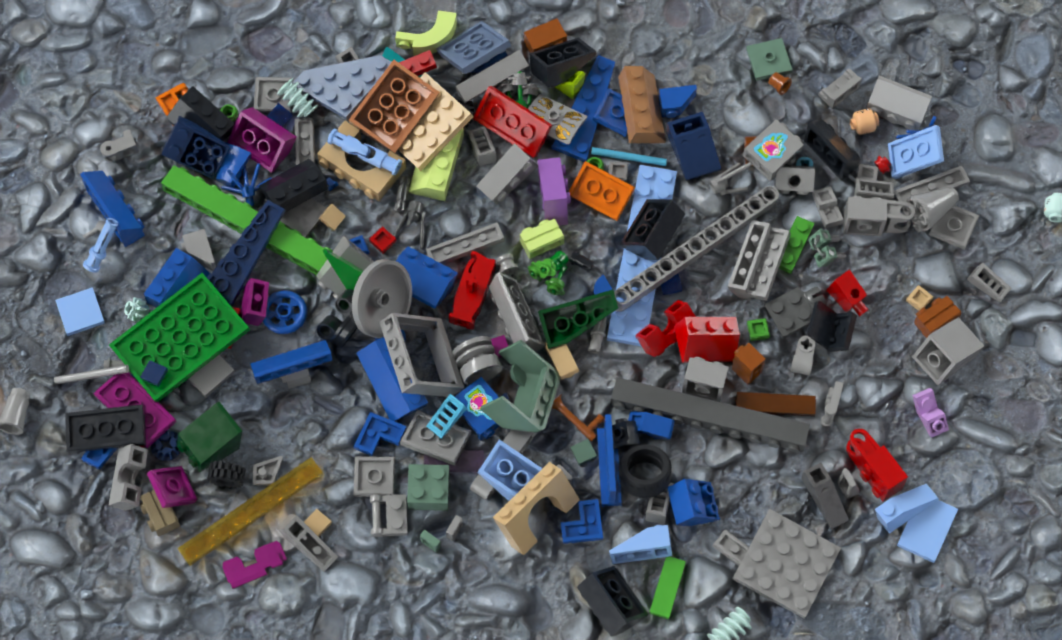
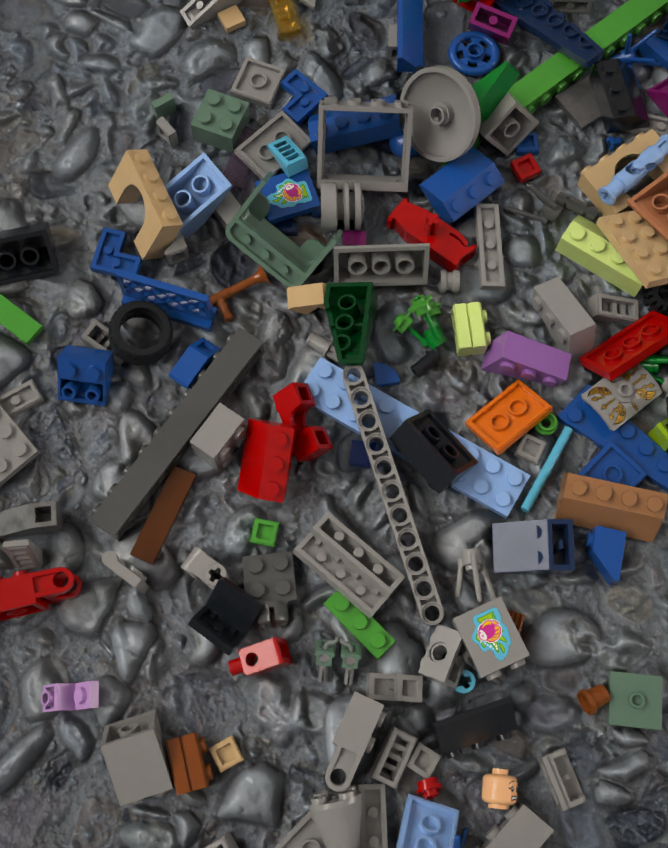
camera: 110 degrees right, 5 degrees up
(332, 217) = (570, 128): tan tile -> none
(396, 515) = (198, 85): light grey plate -> none
(583, 452) = (197, 283): sand green tile -> none
(625, 434) = (193, 328): black brick -> none
(648, 544) = (60, 308): light blue slope -> none
(748, 363) = (219, 494): dark orange brick -> none

